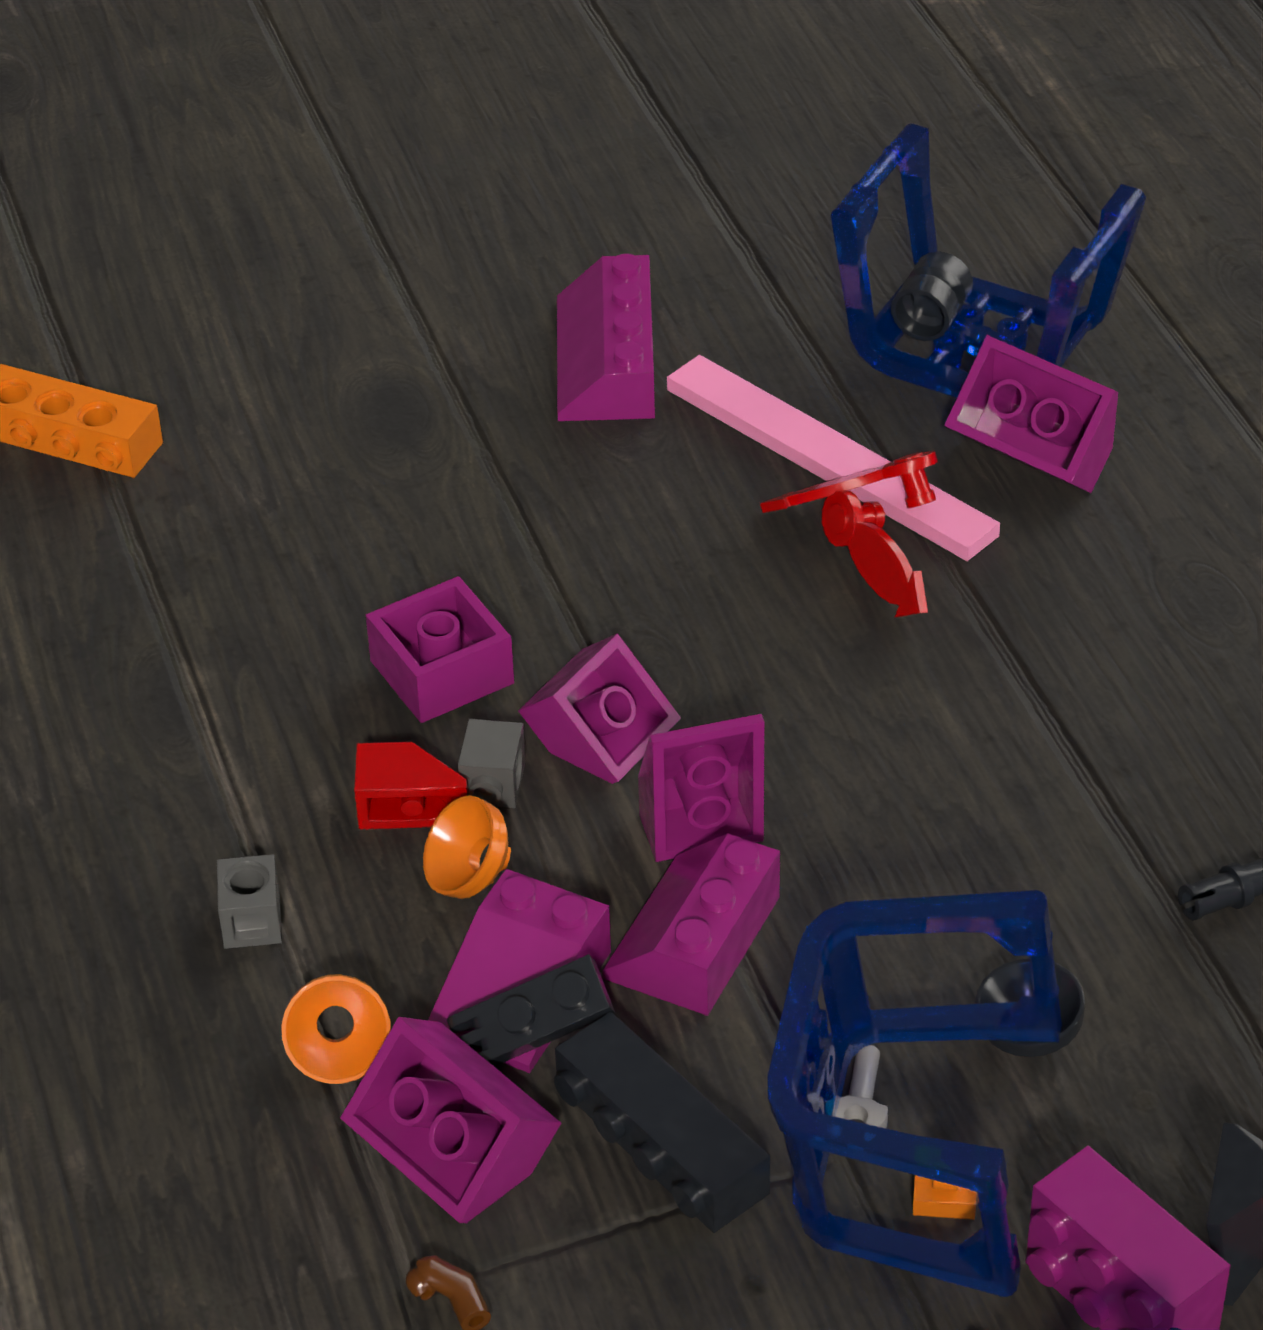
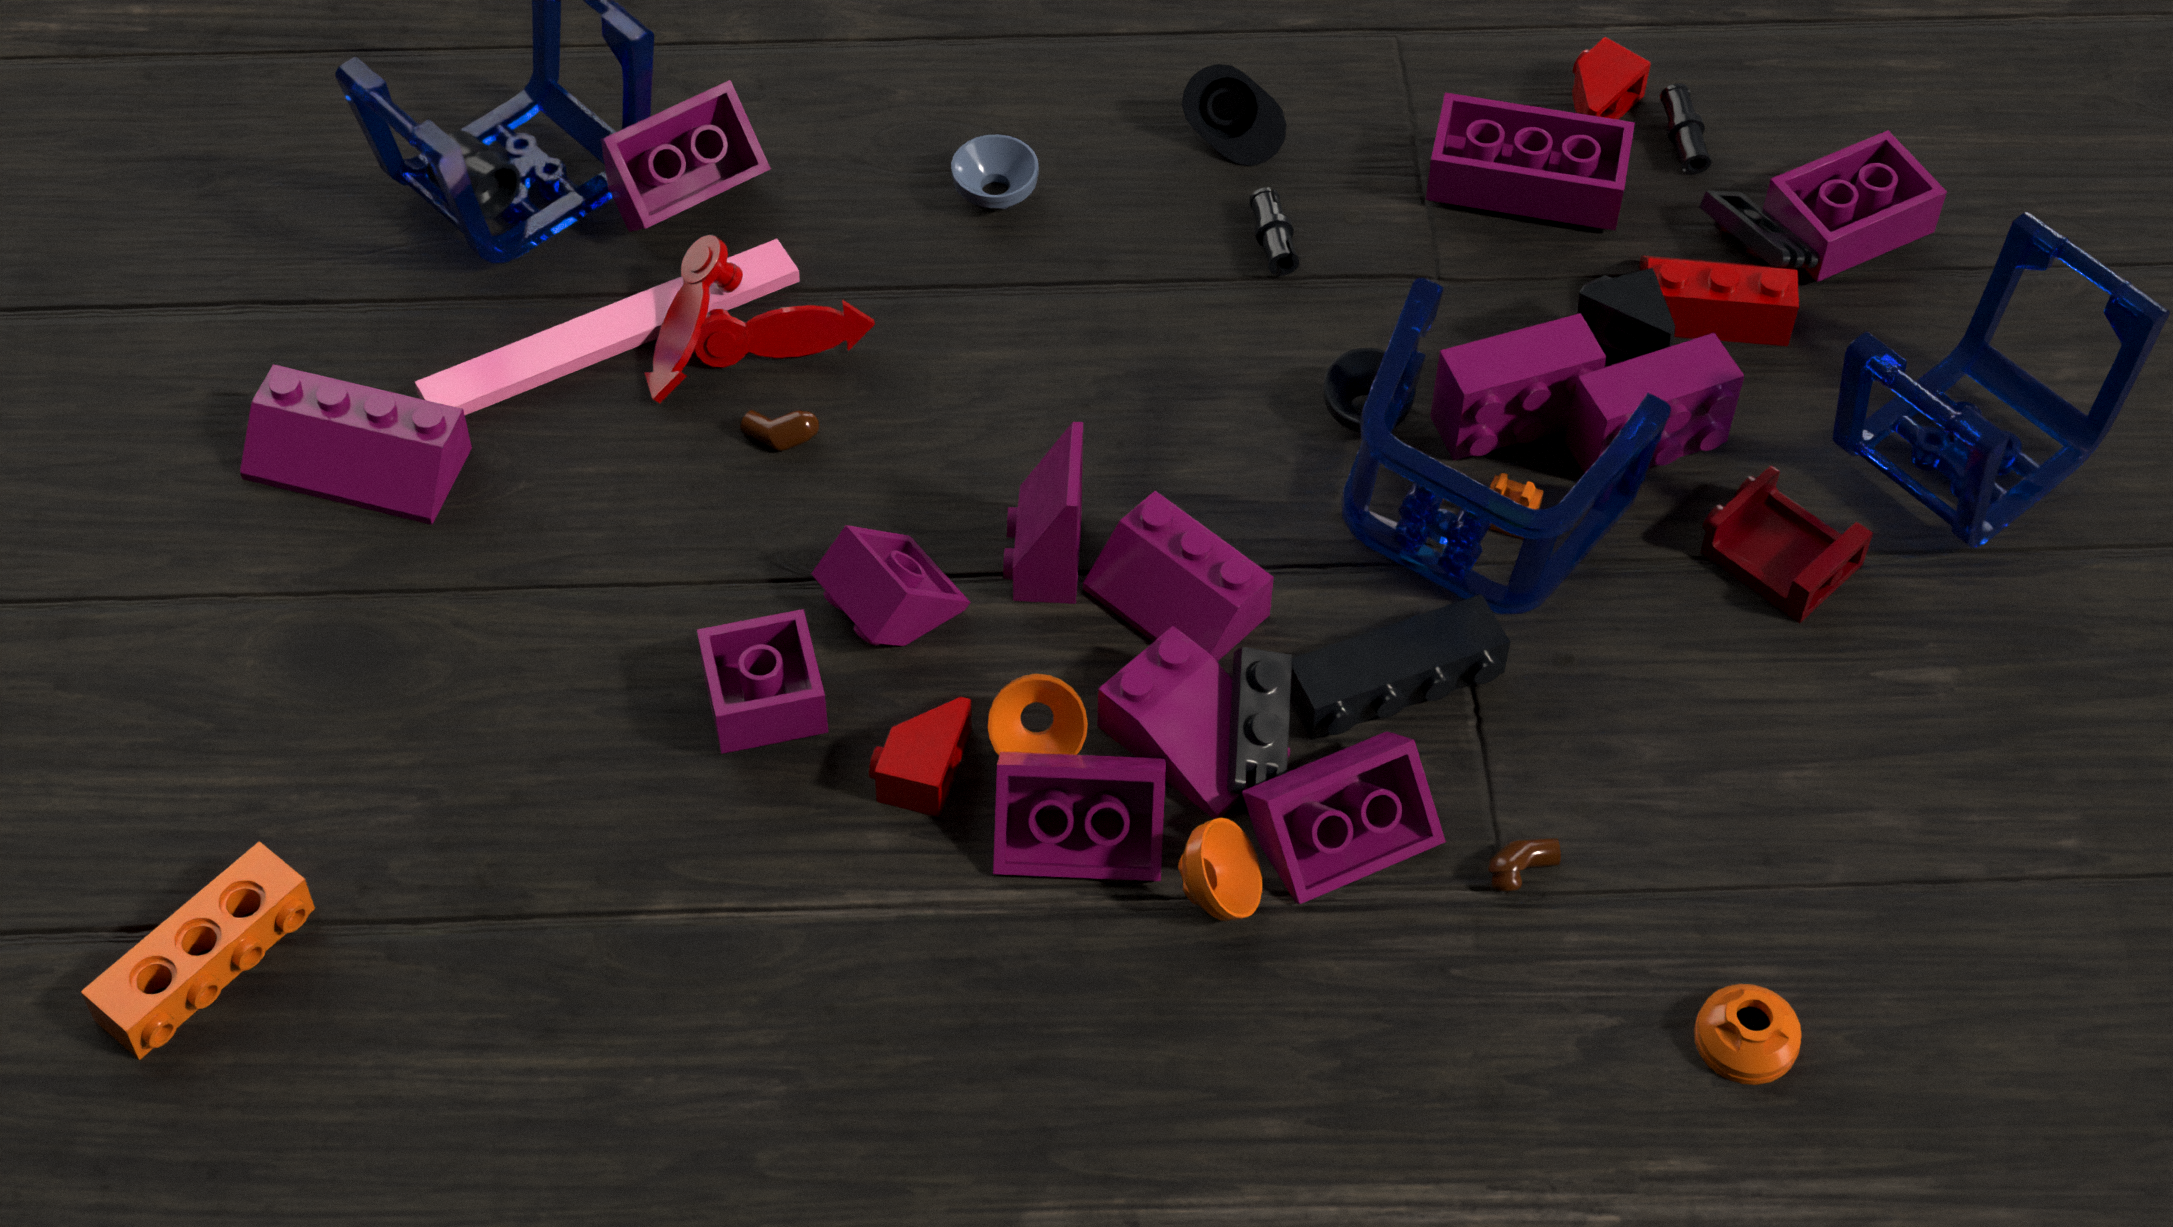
camera: 75 degrees left, 10 degrees up
(249, 901) = (1027, 932): dark grey brick -> none
(380, 908) = (1079, 816): none -> magenta slope
(493, 761) = (921, 679): dark grey brick -> none
(764, 597) = (780, 432): none -> reddish brown arm
(1072, 1095) = (1511, 385): none -> magenta brick
(1177, 632) = (994, 160): none -> sand blue piece

